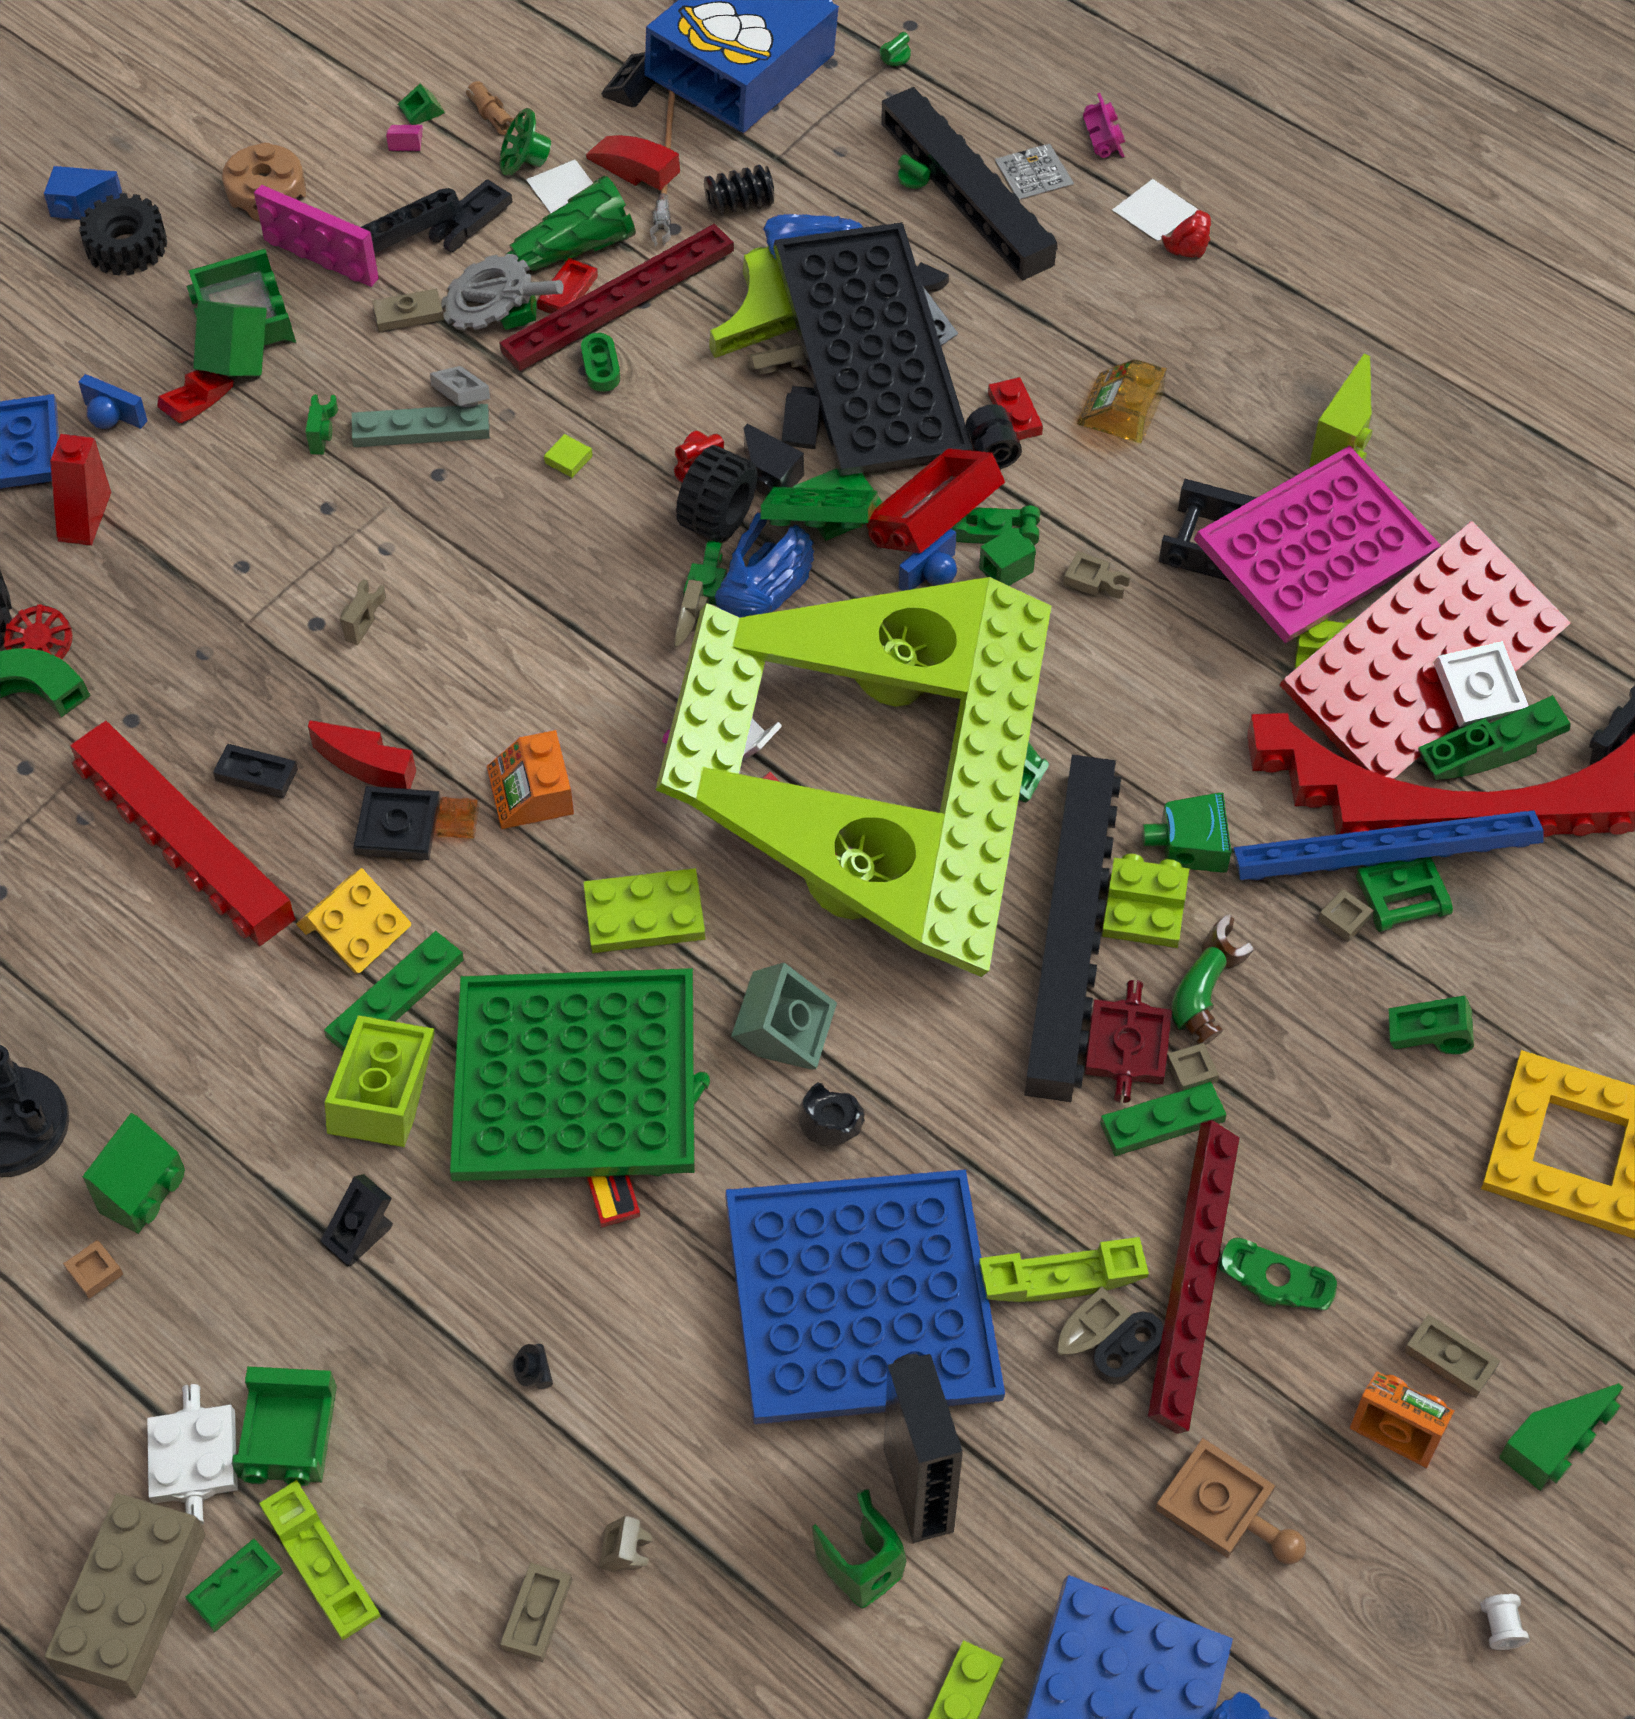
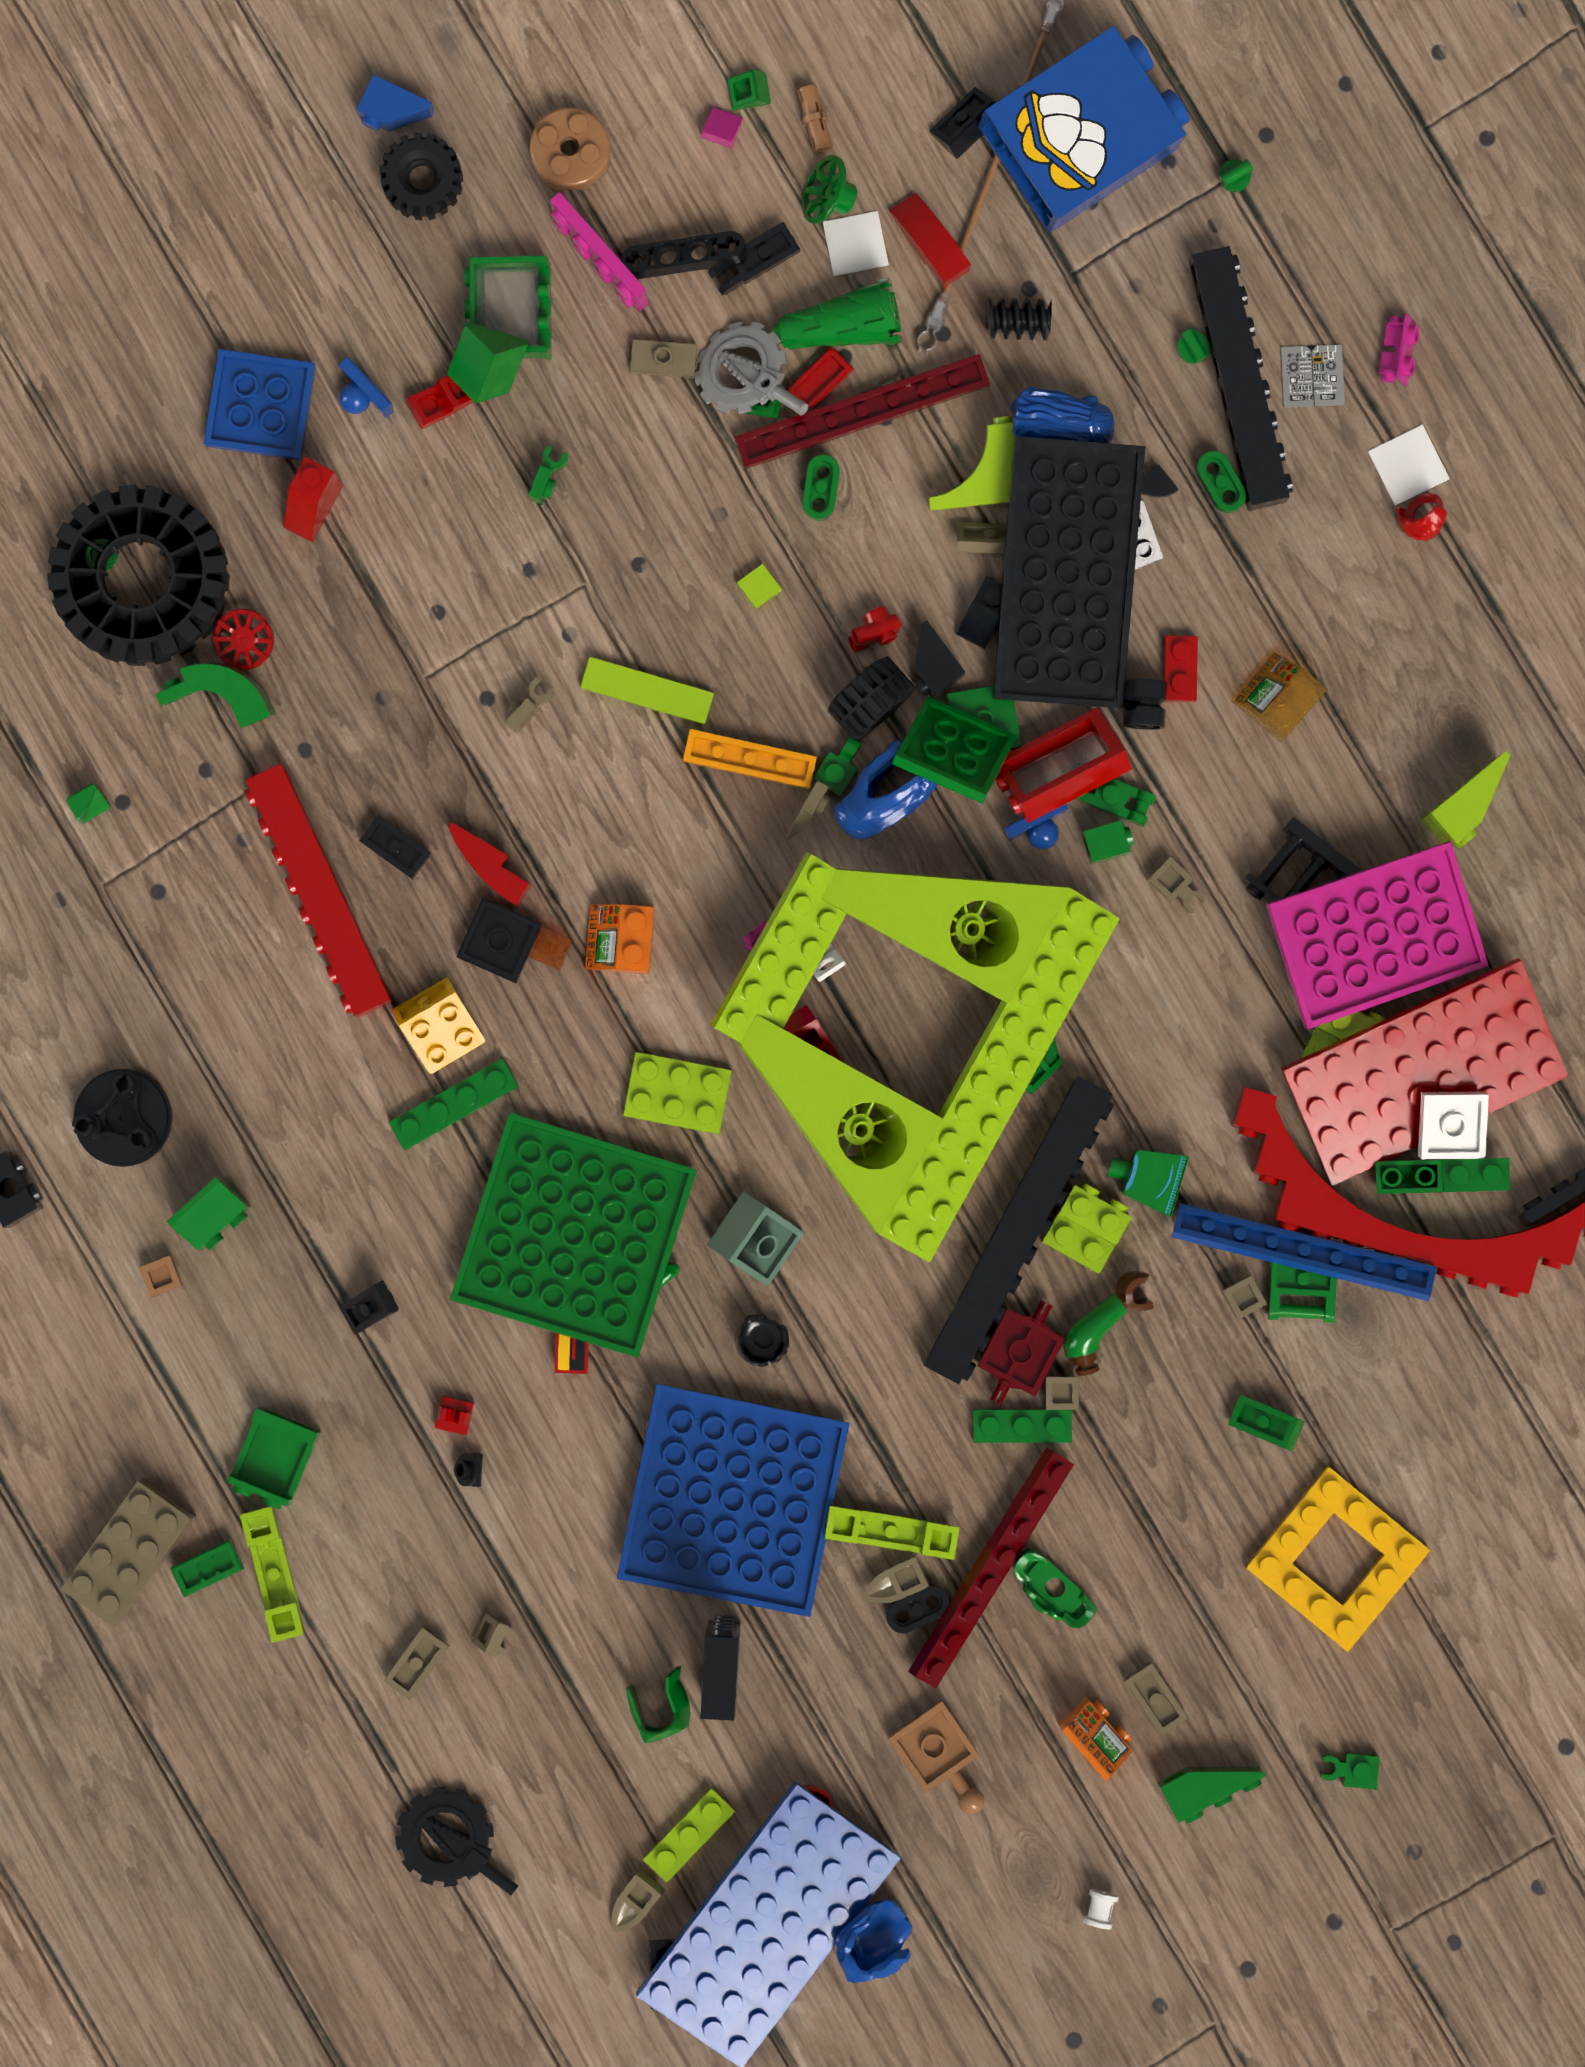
camera: 20 degrees right, 30 degrees up
(191, 1453) = (201, 1453): white plate -> none
(379, 1081) = (420, 1188): lime slope -> none
(420, 425) = (637, 504): sand green plate -> none
(460, 386) = (683, 479): light grey plate -> none
(483, 568) = (647, 690): none -> lime tile
(495, 1314) = (454, 1415): none -> red tile
(611, 592) = (749, 759): none -> light orange plate
(986, 259) = (1224, 481): none -> green plate

